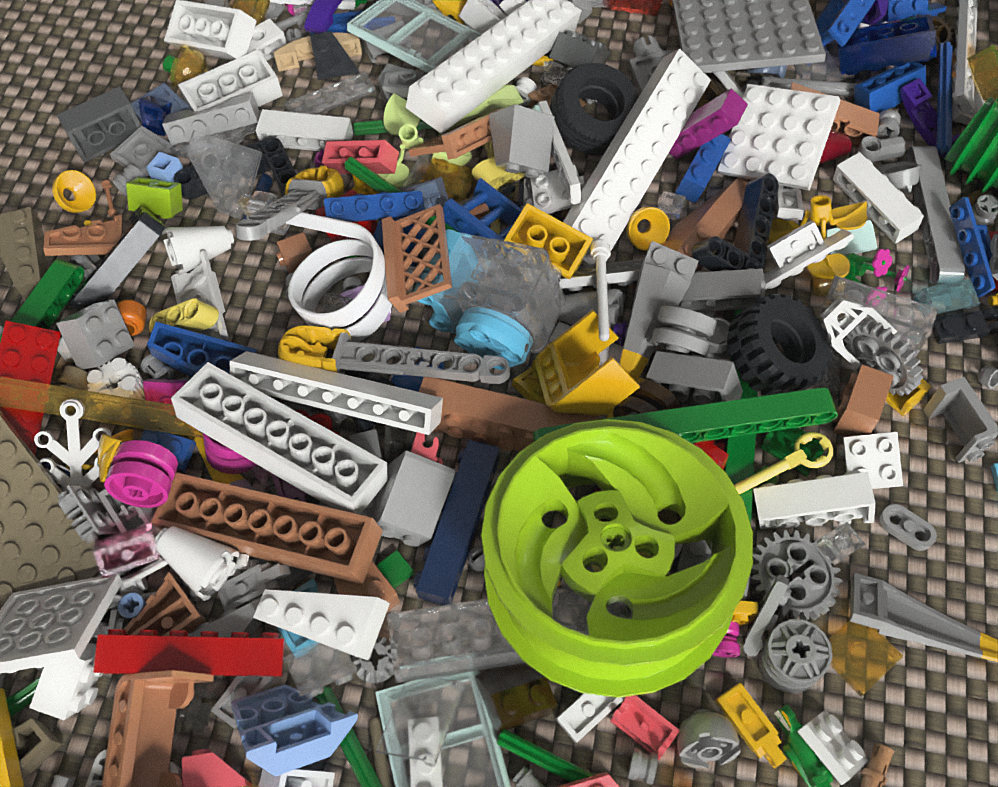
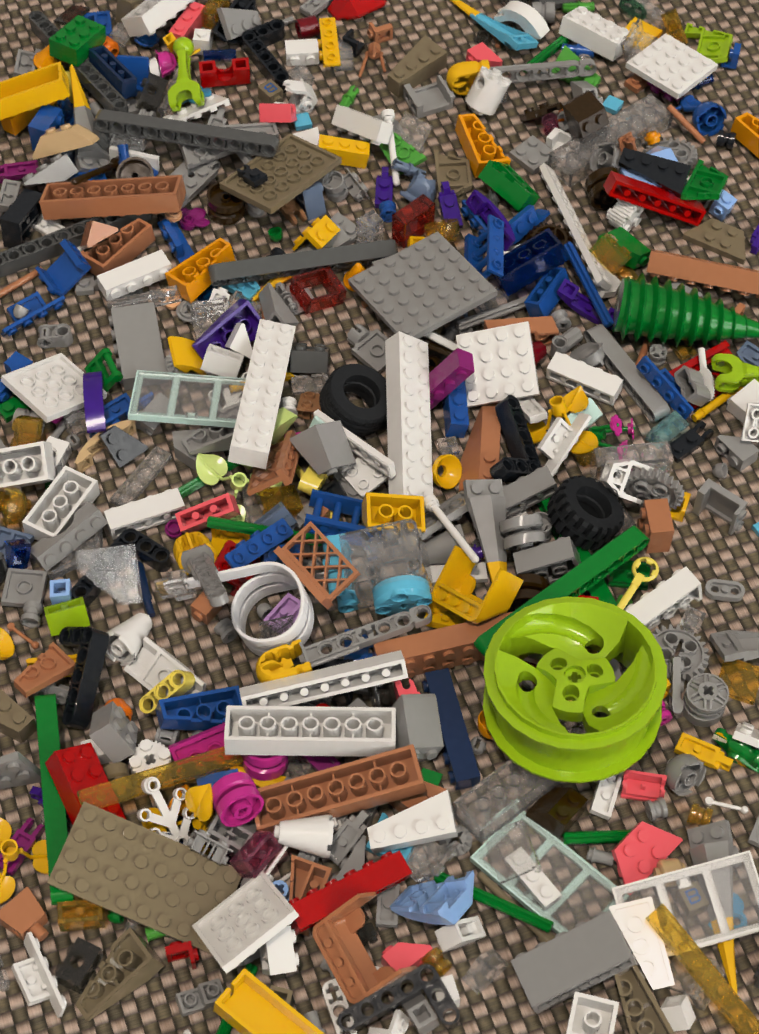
camera: 35 degrees left, 5 degrees down
(876, 455) = (680, 555): white hinge -> none

